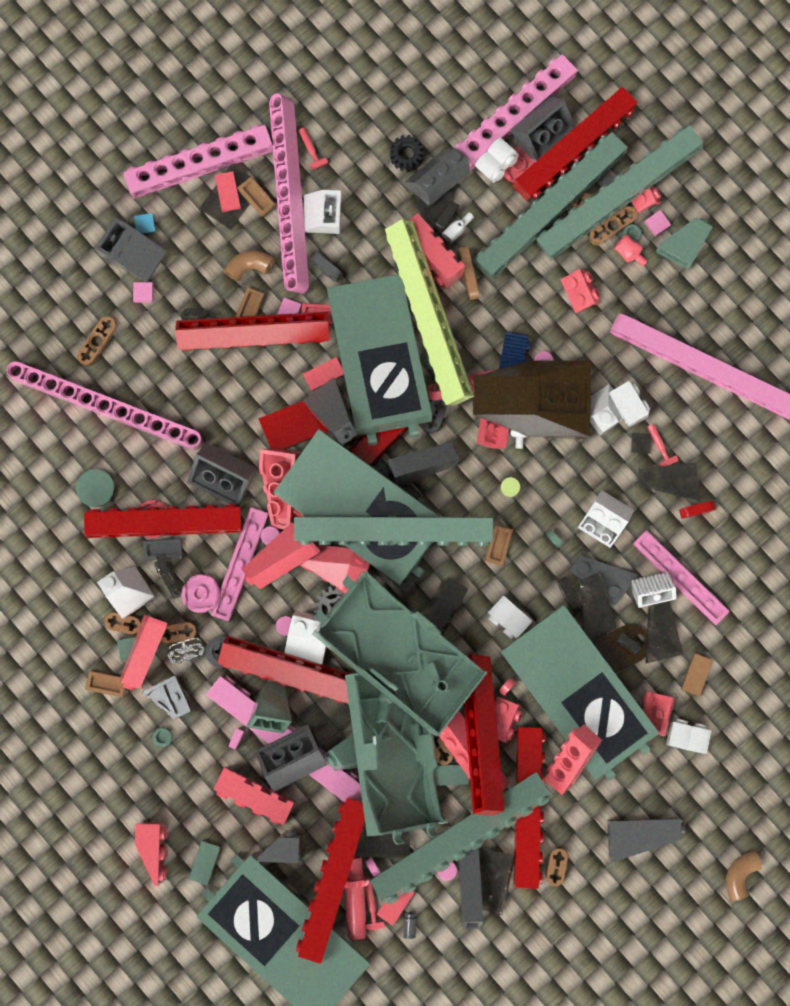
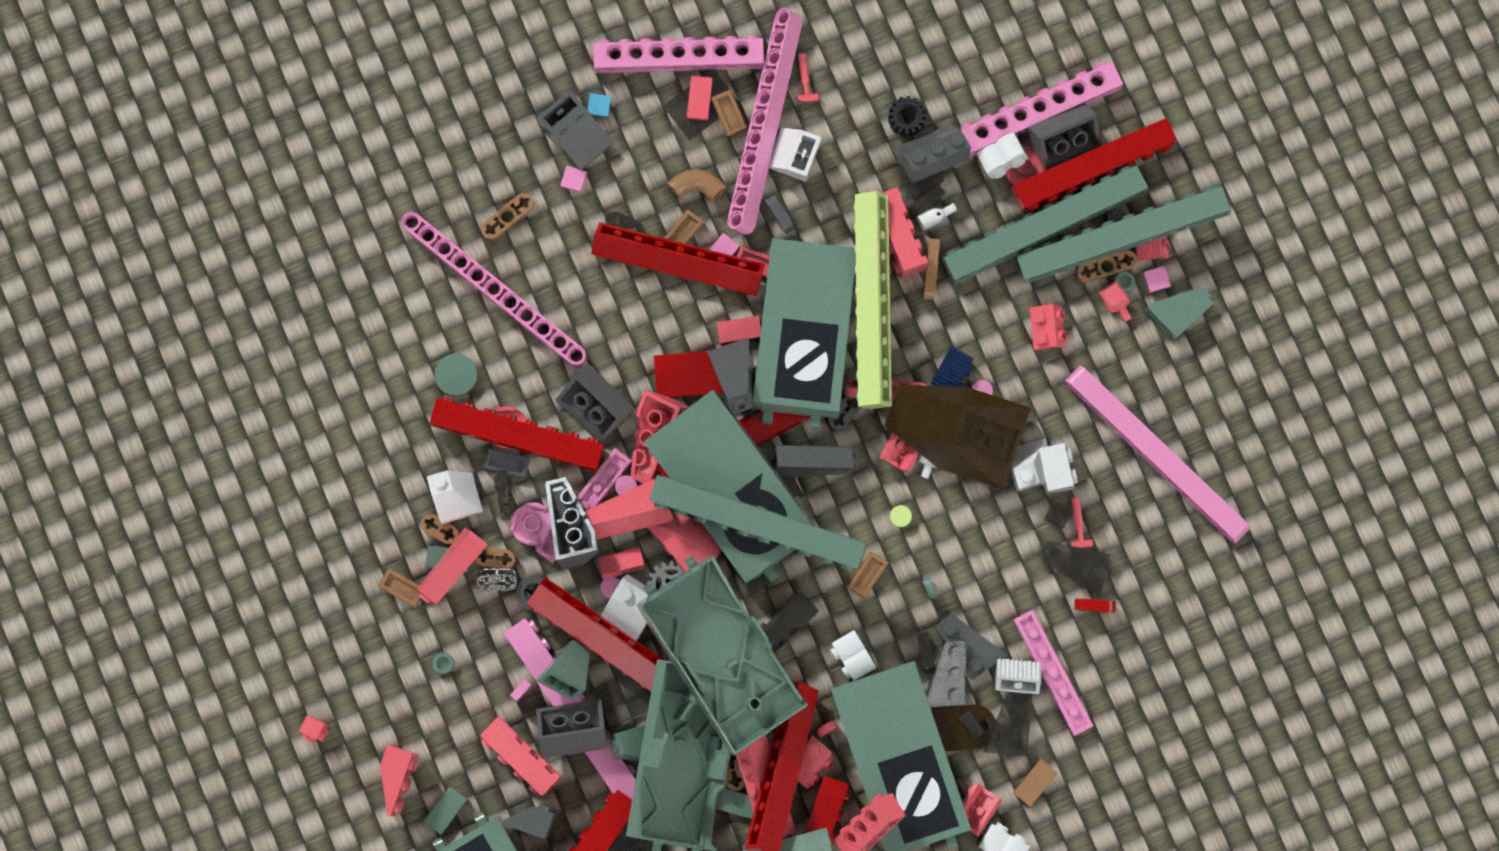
camera: 20 degrees right, 0 degrees up
(68, 830) = (314, 729): none -> coral plate
(170, 697) = (464, 623): wing -> none
(236, 588) = (571, 529): none -> dark grey wedge
(287, 602) = (621, 563): none -> coral tile
(606, 519) = (992, 583): white slope -> none

